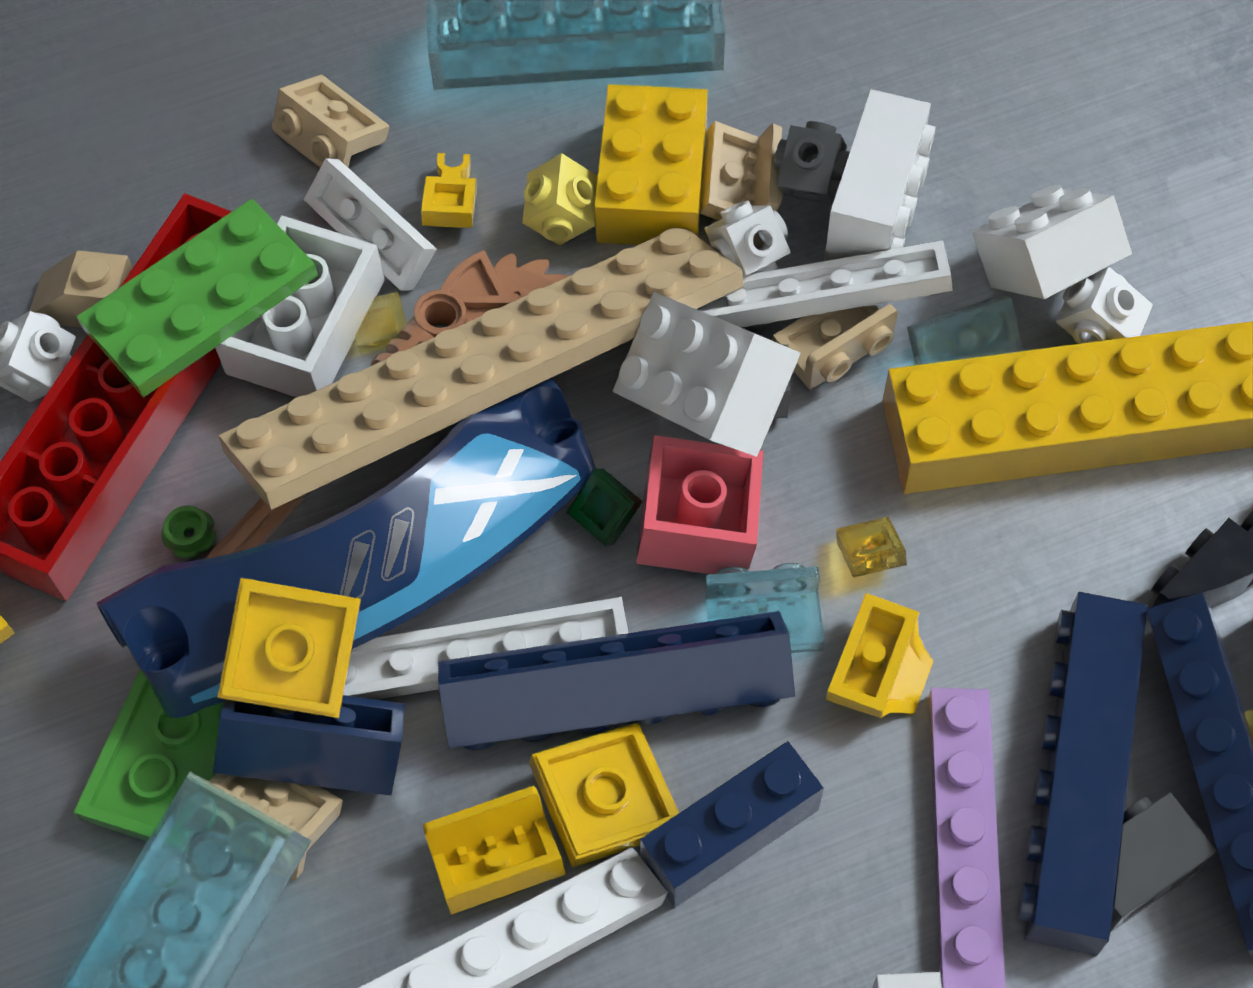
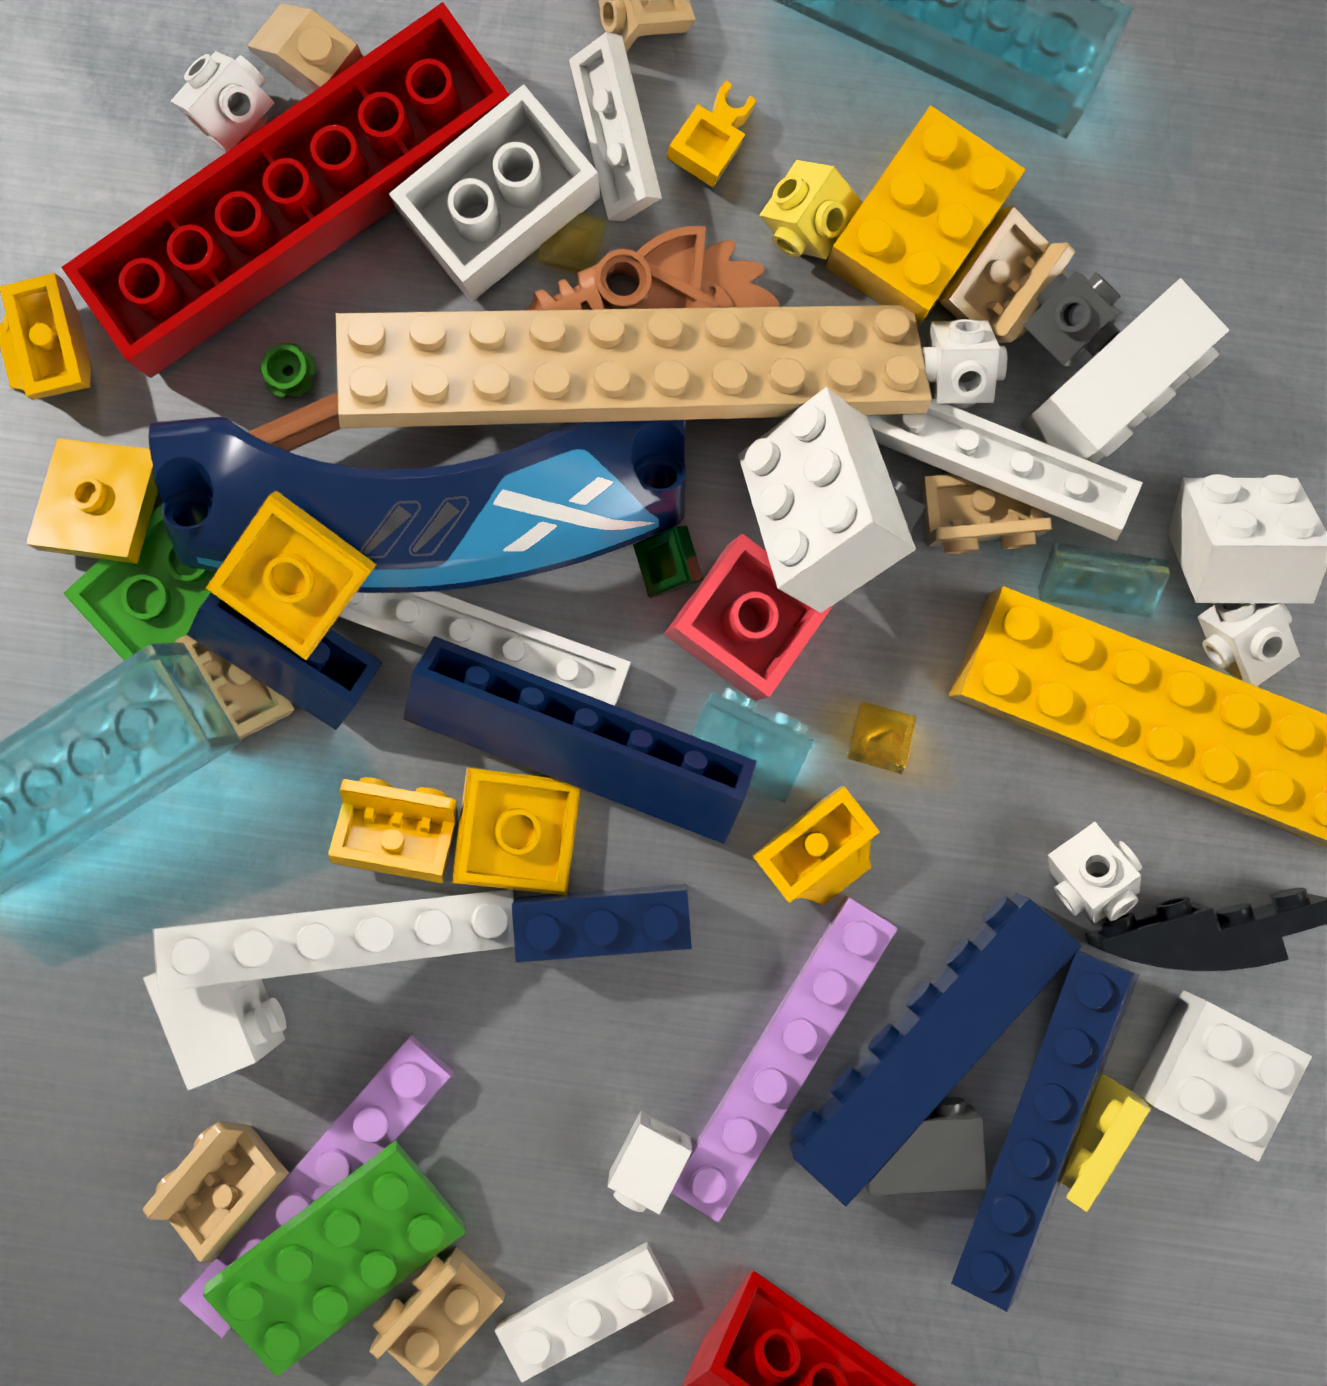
camera: 30 degrees right, 25 degrees up
(68, 718) = (95, 501): none -> yellow plate
(197, 297) = (395, 137): bright green plate -> none
(1118, 549) = (1096, 875): none -> white brick

